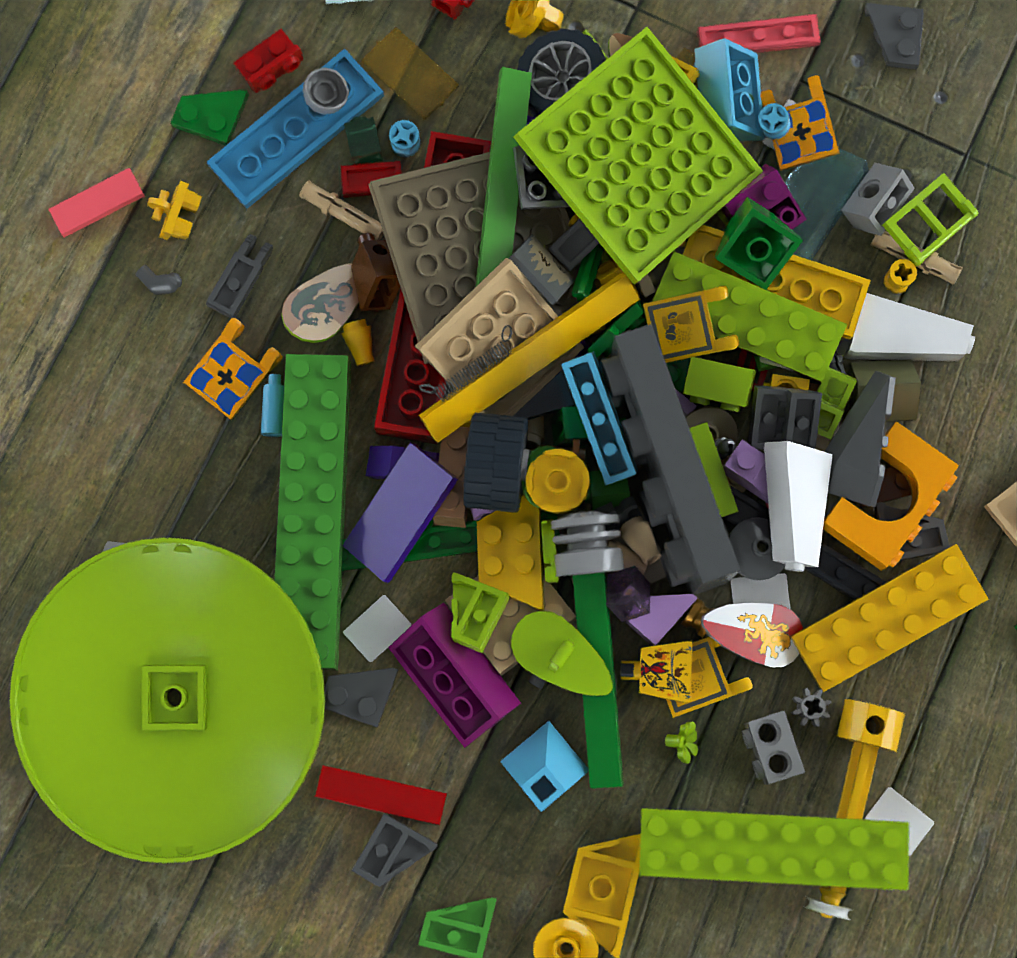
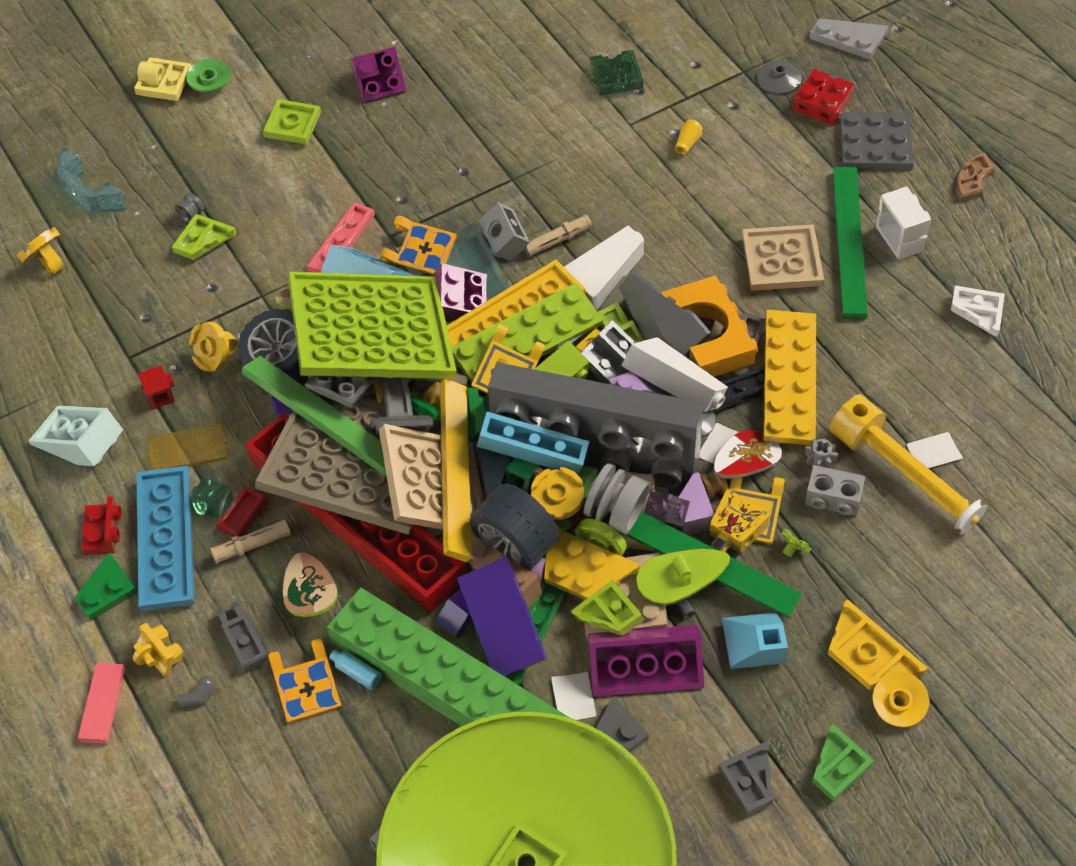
camera: 55 degrees left, 25 degrees down
(325, 91) = (158, 494): light grey hair -> none
(359, 341) = (350, 582): yellow cone -> none
(374, 274) = (315, 538): reddish brown torso -> none
(381, 795) = (702, 762): red tile -> none
(403, 131) = (227, 469): medium azure wheel -> none
(475, 368) = (437, 502): dark grey piece -> none
(757, 244) = (482, 297): green slope -> none
(774, 114) = (409, 251): medium azure wheel -> none
(775, 848) = (906, 518): lime brick -> none
(898, 33) = (403, 169): dark grey wing -> none
(904, 268) = (564, 249): yellow bush -> none
(963, 204) = (547, 194): lime window -> none

